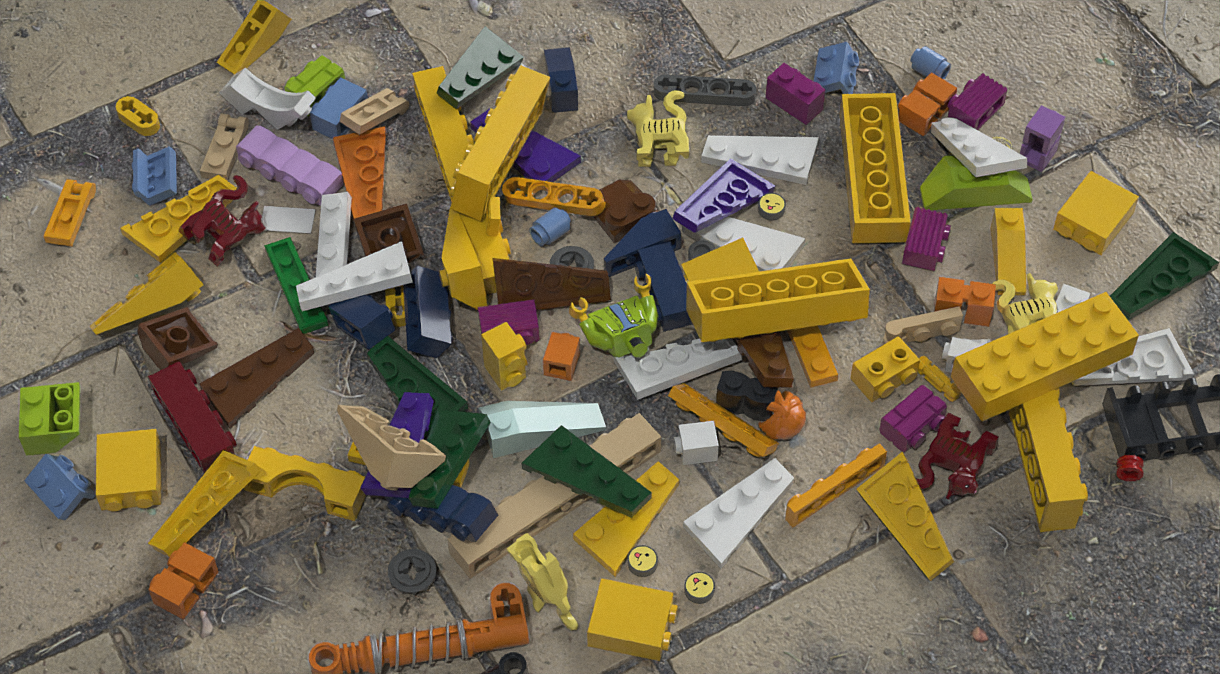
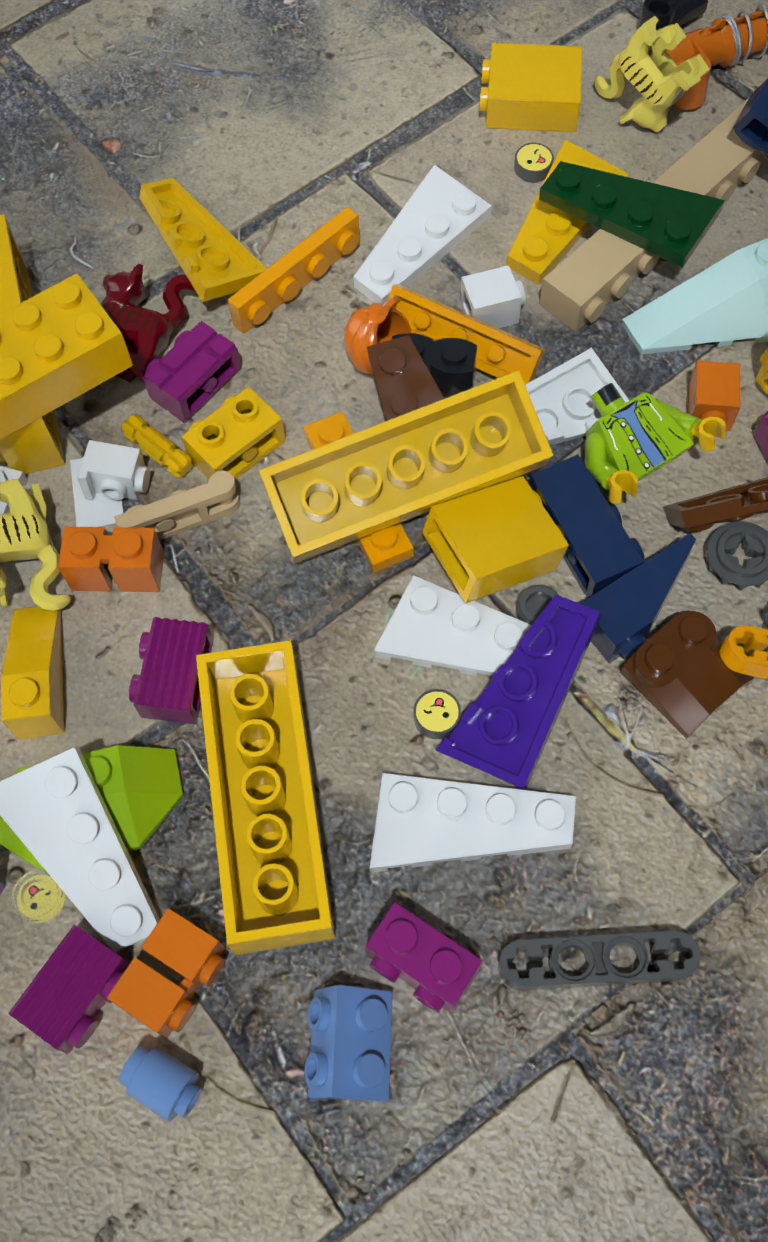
camera: 175 degrees right, 10 degrees up
(660, 133) = (659, 829): light yellow animal -> none
(699, 587) = (457, 142): tile -> none

